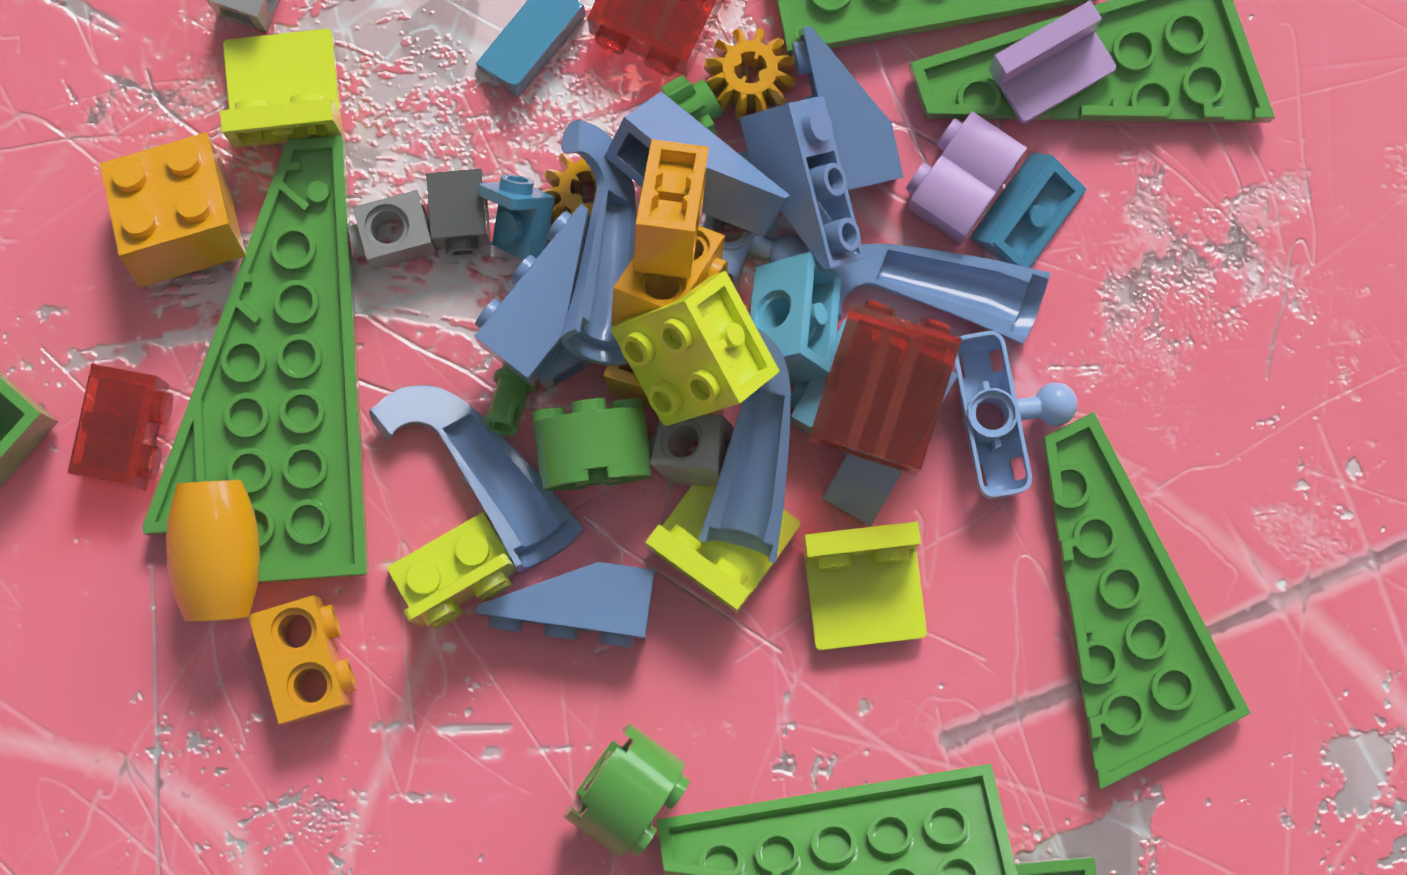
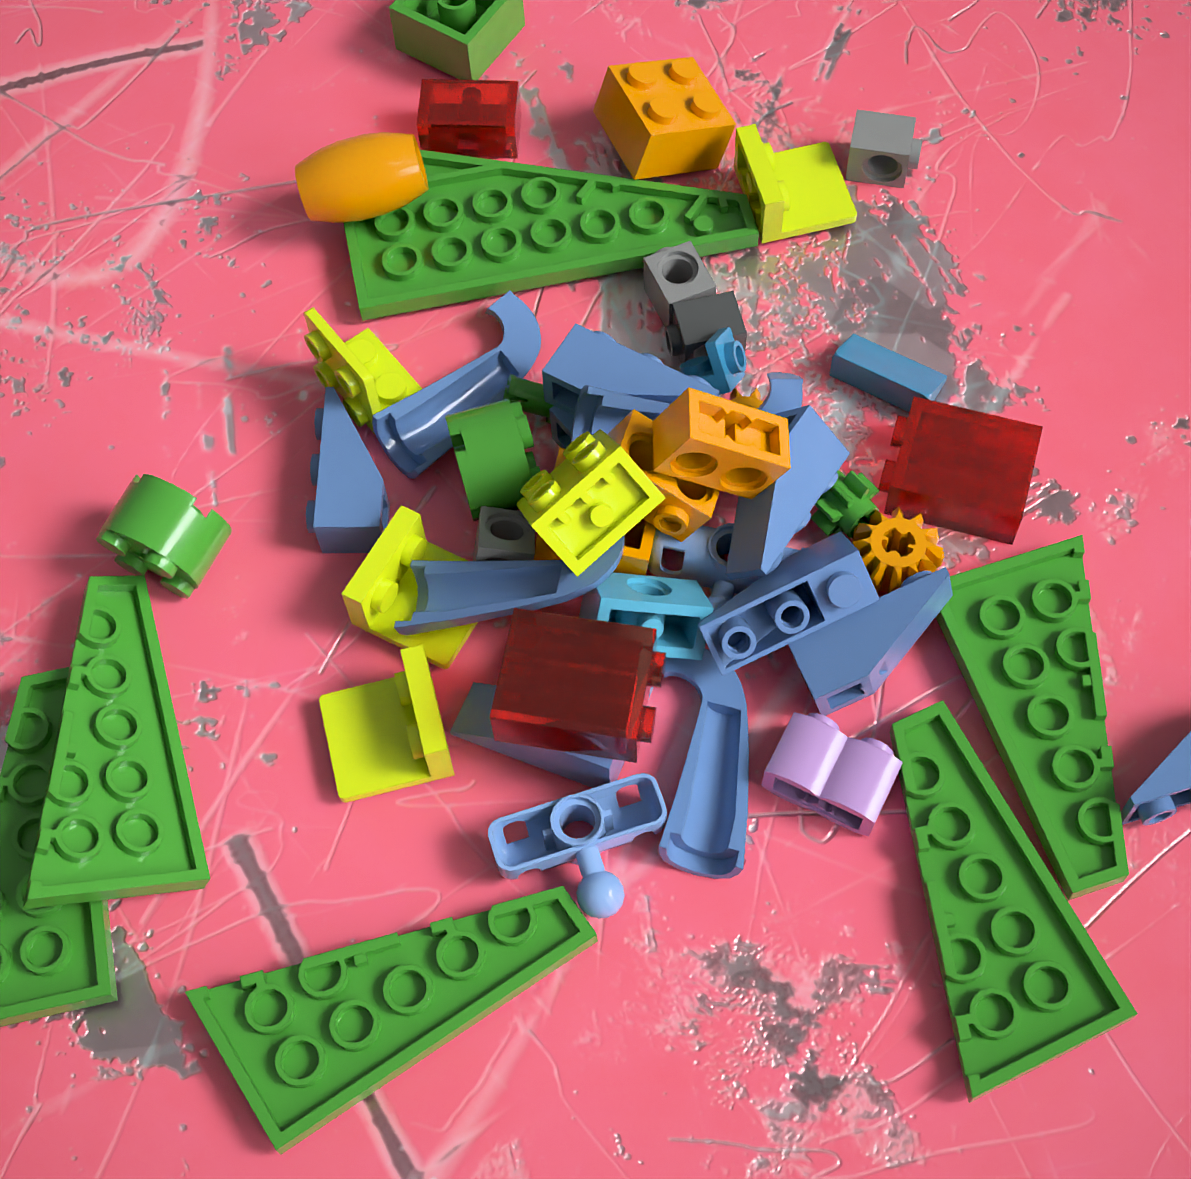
camera: 85 degrees right, 20 degrees down
(288, 665) = (278, 274): light orange brick -> none
(1029, 211) = (809, 851): dark azure slope -> none
(1053, 63) = (975, 835): lavender panel -> none

